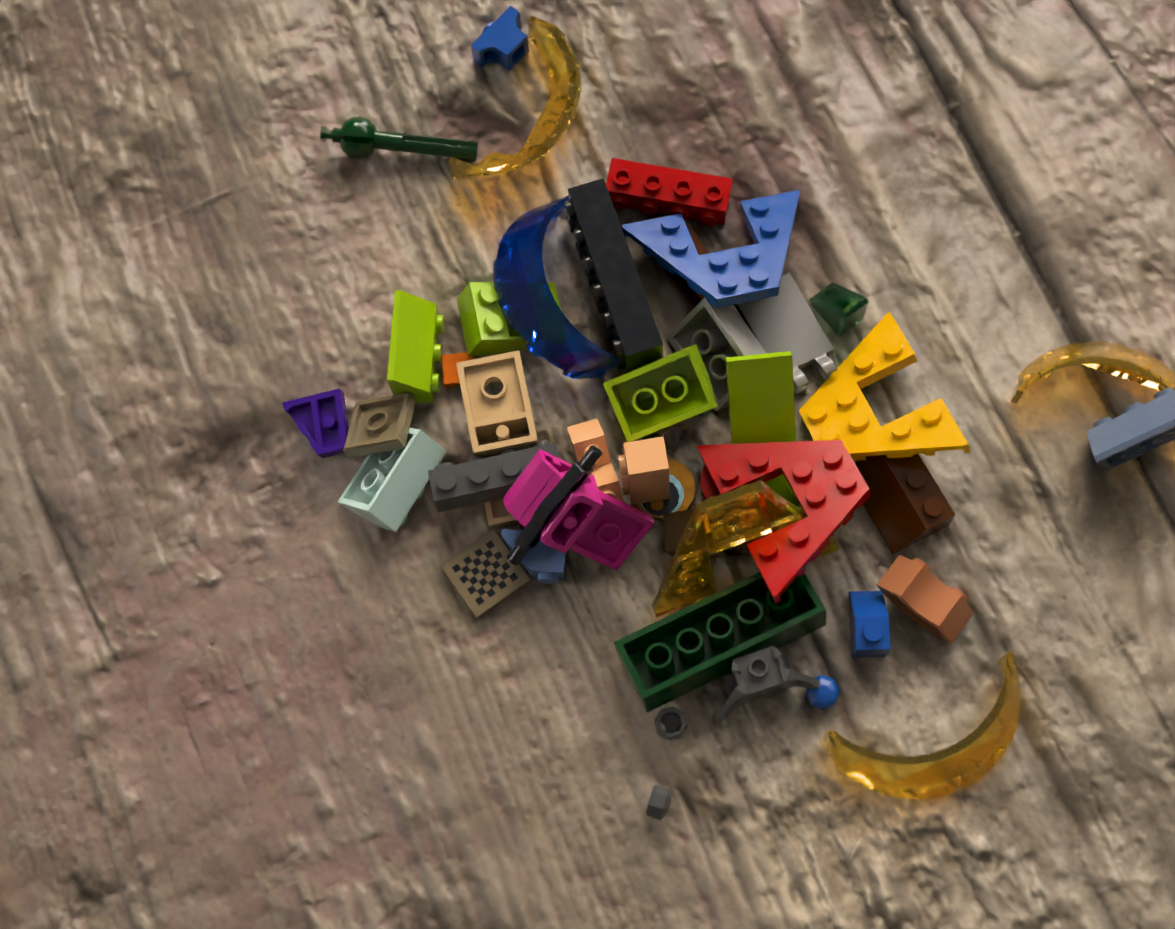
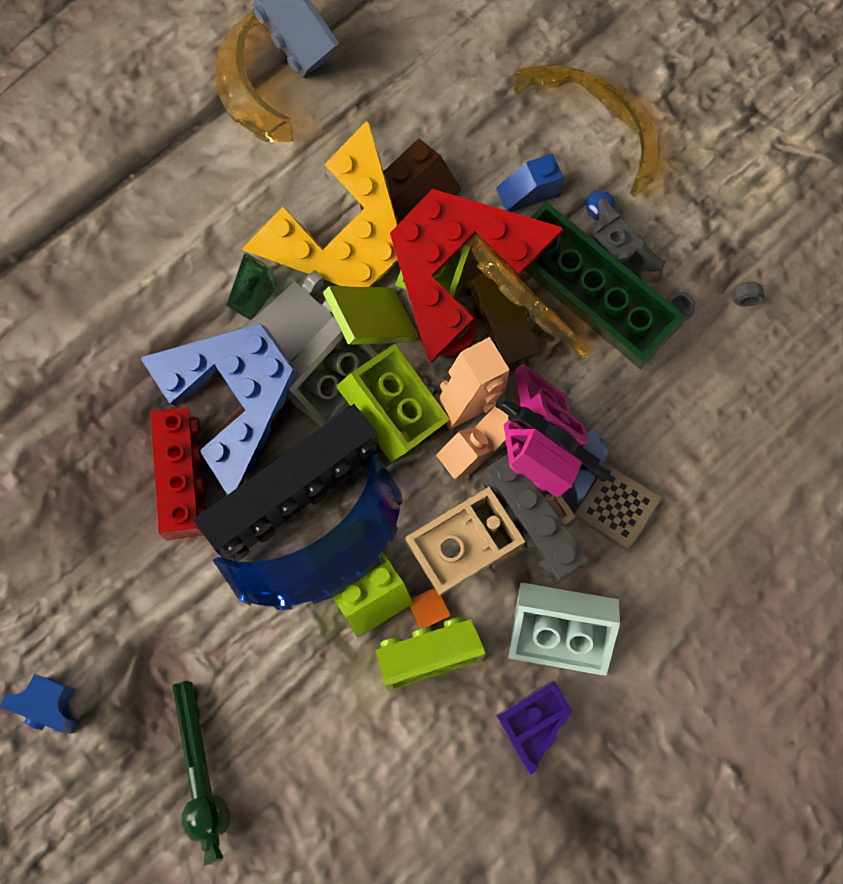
camera: 115 degrees left, 0 degrees up
(380, 425) = (521, 656): dark tan tile -> none
(554, 119) = (115, 611): clear yellow windscreen -> none
(925, 598) = (492, 149): nougat brick -> none

